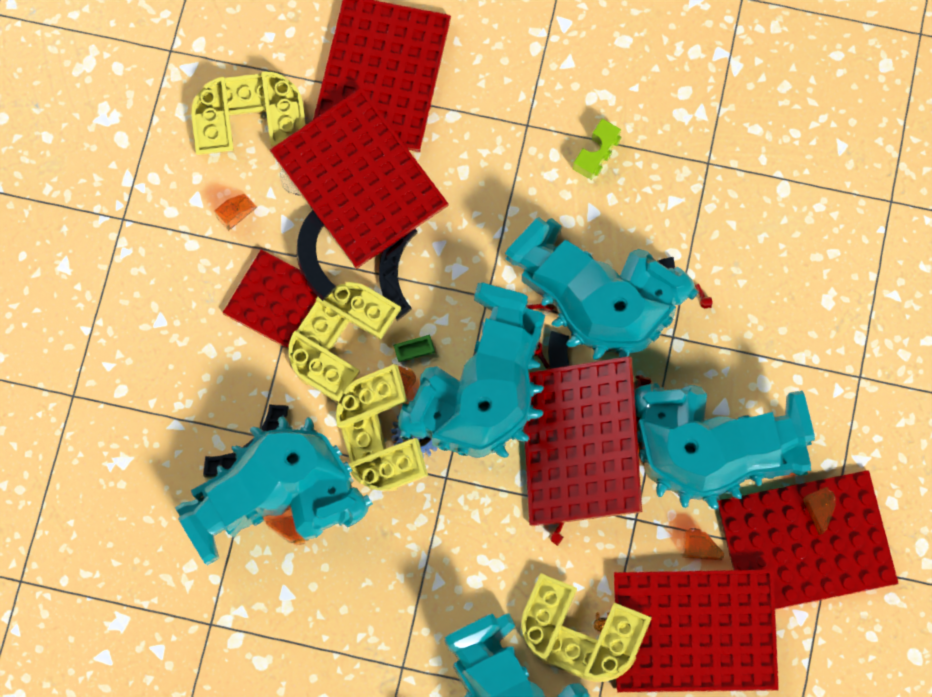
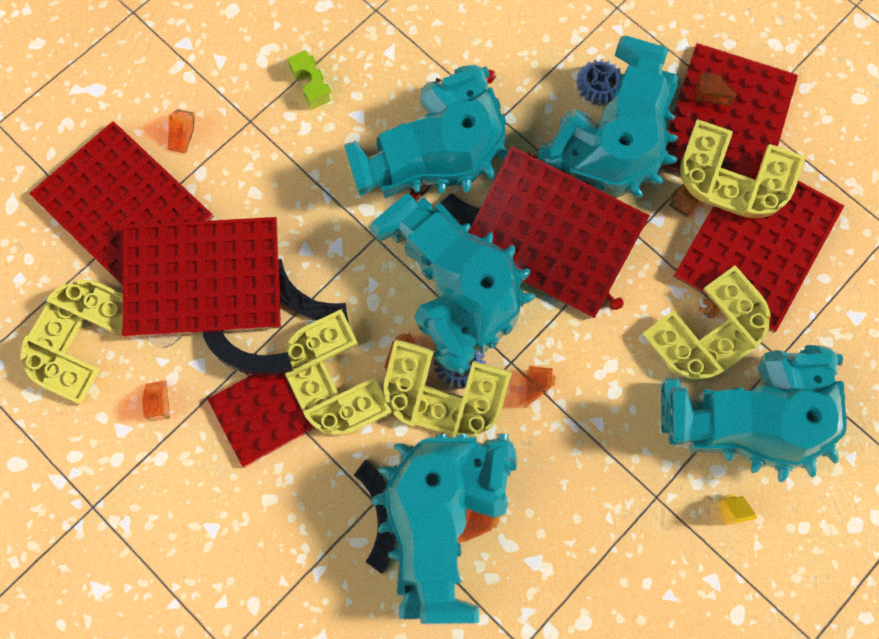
camera: 60 degrees left, 0 degrees up
(414, 348) = (382, 321): bright green tile -> none
(438, 509) = (537, 384): none -> clear orange slope
(479, 74) = (180, 130): none -> clear orange slope
(723, 578) = (731, 191): none -> light yellow plate
(758, 399) = (599, 88): none -> medium blue gear

